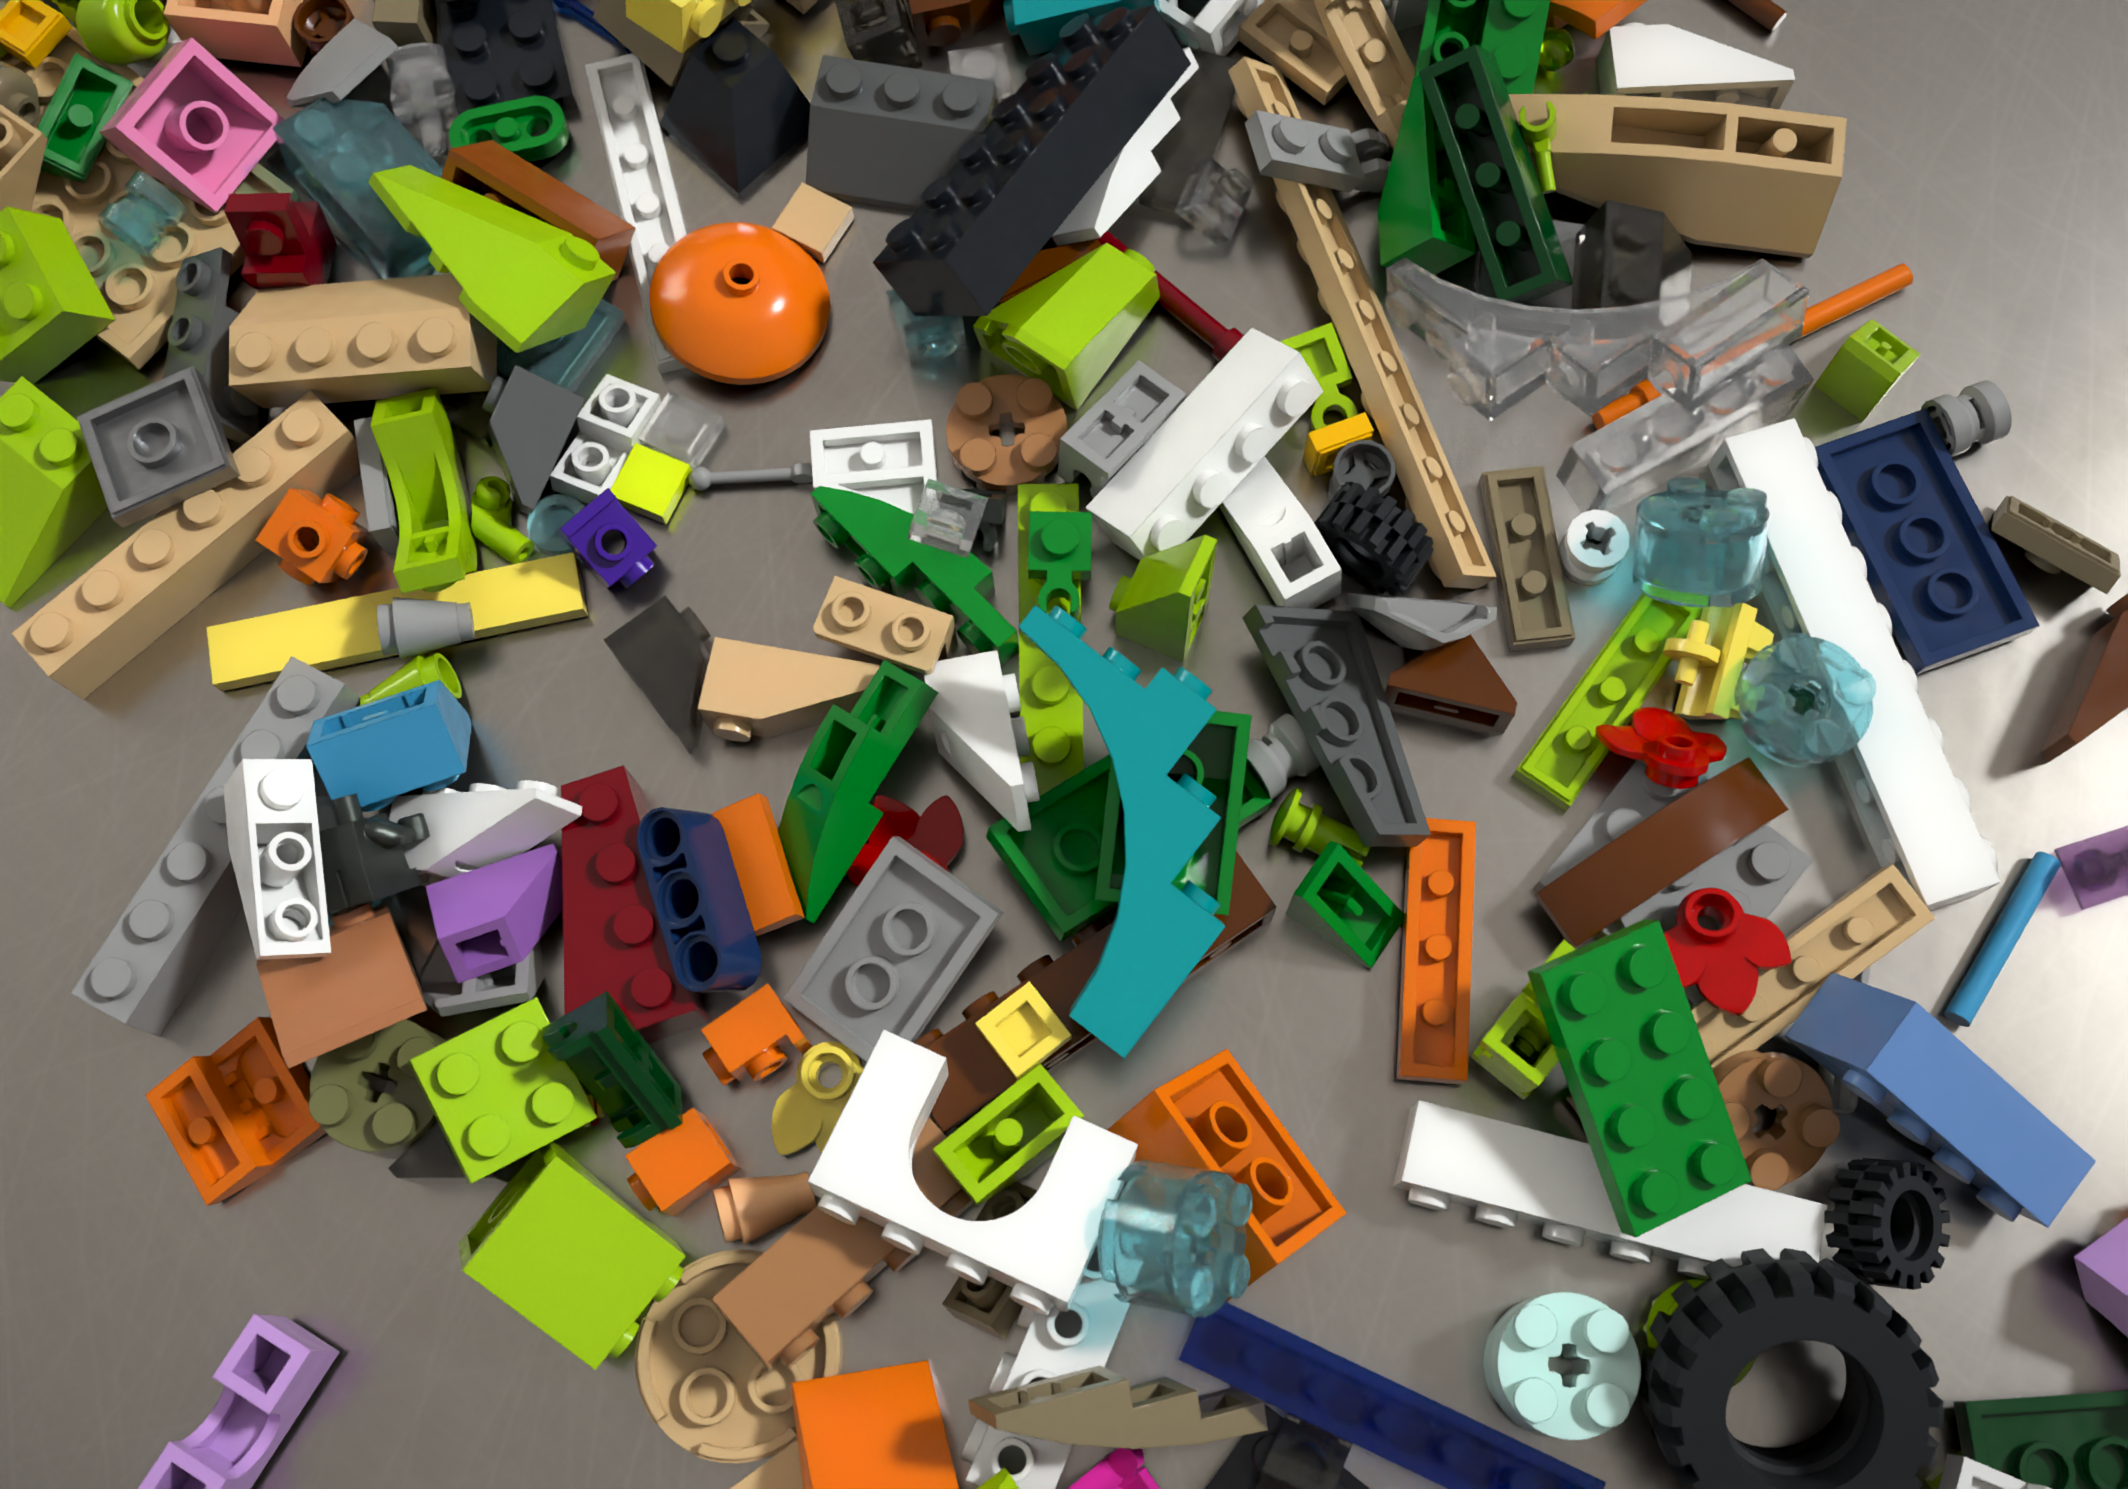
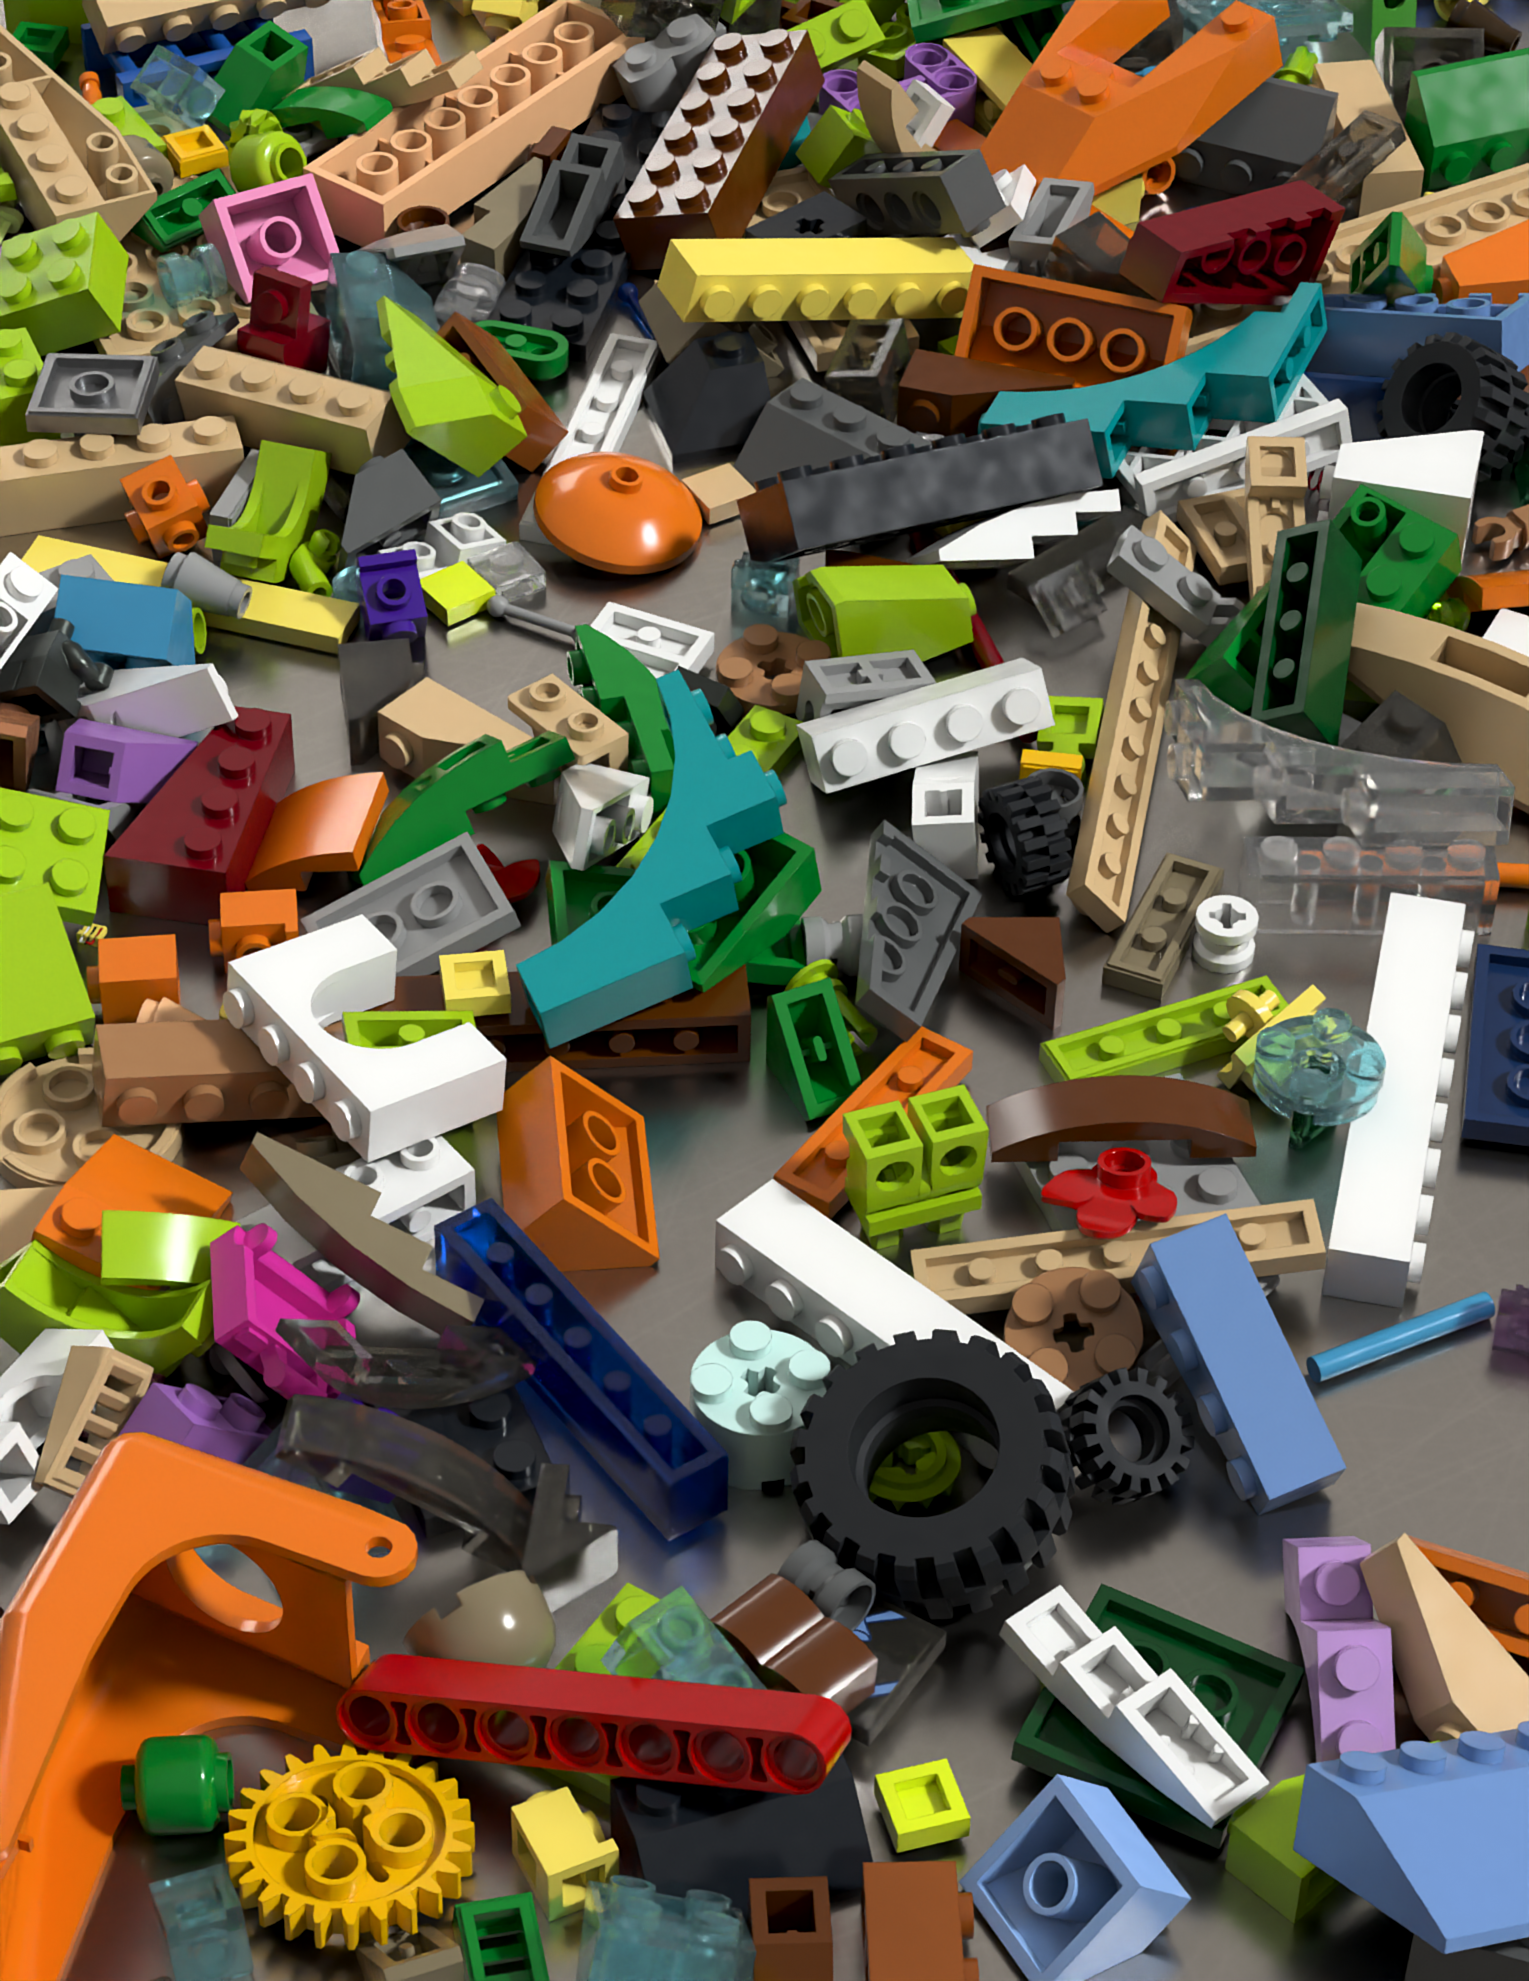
camera: 25 degrees right, 30 degrees down
(617, 1069) = (135, 873): dark green hinge -> none
(698, 900) = (282, 812): dark blue beam -> none
(947, 518) = (663, 658): clear plate -> none
(1060, 553) = (763, 734): green plate -> none
(1166, 597) = (824, 787): lime slope -> none
(1176, 1238) = (490, 1129): clear light blue brick -> none
(1421, 622) = (1017, 894): light grey slope -> none
(1540, 138) = (1370, 633): lime hand -> none
(1639, 1077) = (961, 1200): green plate -> none
(1666, 746) = (1177, 1062): red plate -> none
(1700, 543) = (1310, 938): clear light blue brick -> none

